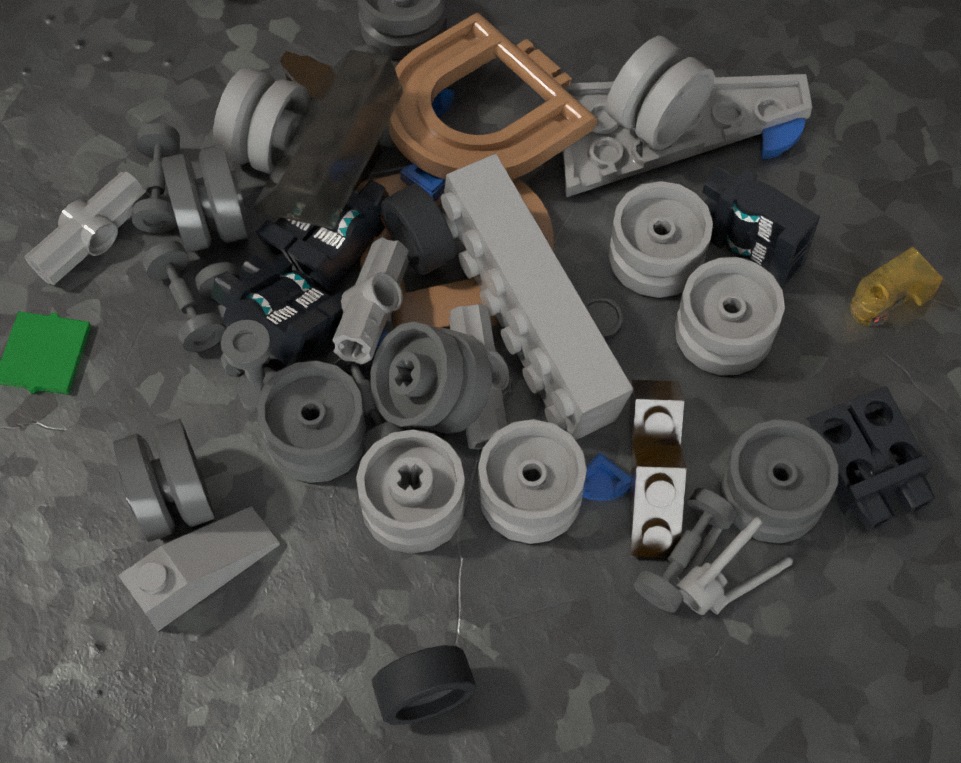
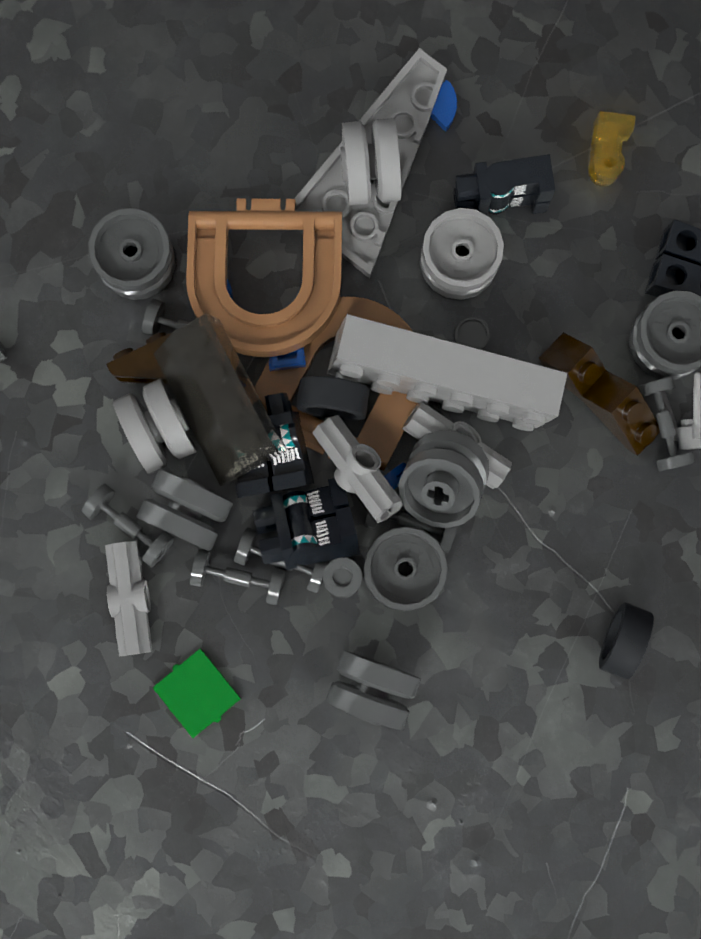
camera: 50 degrees left, 20 degrees up
(197, 565) = (436, 707): light grey slope -> none
(411, 491) = (521, 542): light grey wheel -> none
(531, 481) = (570, 459): light grey wheel -> none
(605, 479) = (576, 429): blue tile -> none
(729, 315) = (569, 258): light grey wheel -> none

